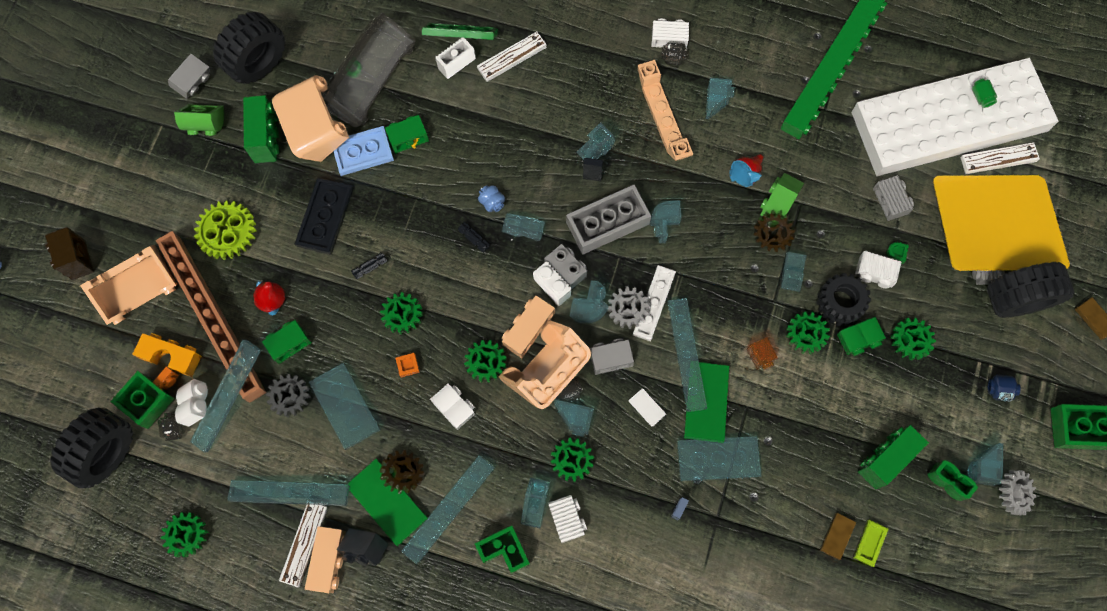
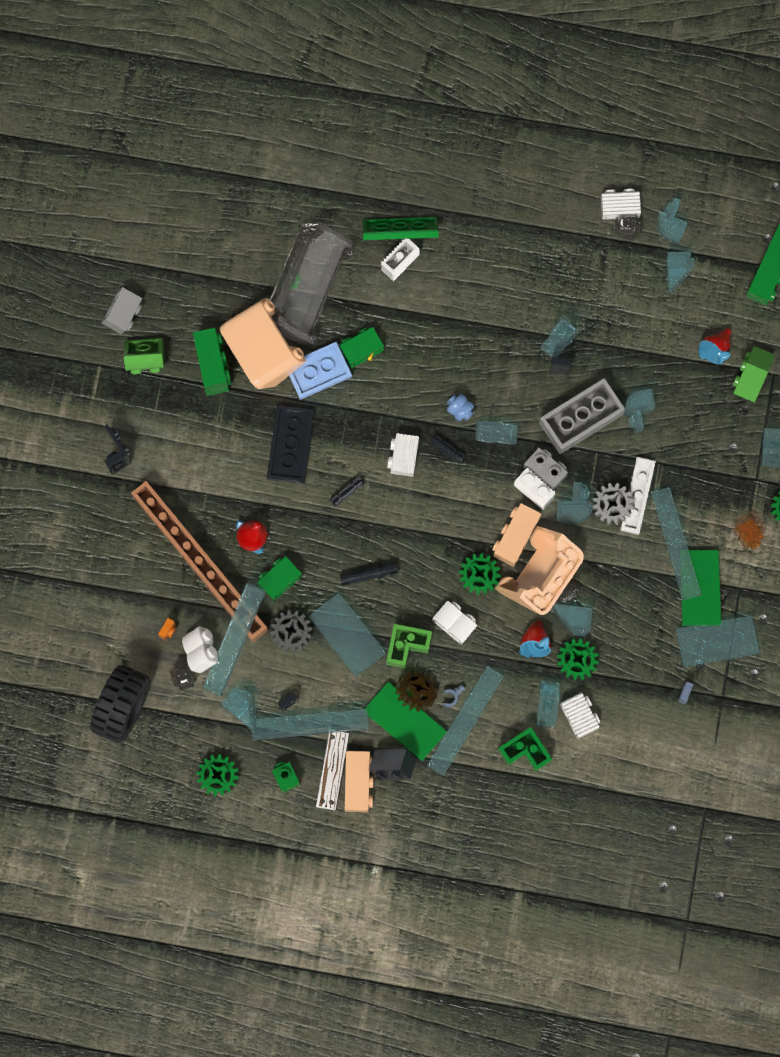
camera: 10 degrees left, 5 degrees up
(69, 253) = (43, 515): dark brown brick -> none
(129, 285) = (111, 538): light nougat windscreen -> none
(142, 400) = (150, 653): green brick -> none
(152, 348) = (146, 601): light orange arch -> none
(156, 207) = (117, 460): none -> black bracket
(222, 467) = (241, 707): none -> clear light blue slope
(225, 230) = (176, 470): lime gear -> none
(249, 47) = (186, 276): black tyre -> none
(252, 545) = (285, 776): none -> green brick
(270, 466) = (287, 702): none -> black tile
(384, 346) = (377, 571): none -> black pin
(395, 419) = (406, 639): none -> bright green brick
(407, 365) = (403, 587): orange plate -> none
(409, 310) = (380, 540): green gear -> none
(430, 237) = (404, 454): none -> white brick
(443, 478) = (456, 692): none -> sand blue piece
(511, 56) = (456, 248): white tile -> none
(531, 436) = (535, 641): none -> hat
(611, 356) = (603, 555): light grey brick -> none
(647, 407) = (643, 600): white sticker -> none
(650, 81) = (623, 295): light nougat slope -> none
(714, 56) = (670, 226): none -> clear light blue brick
(771, 223) = (743, 403): dark brown gear -> none

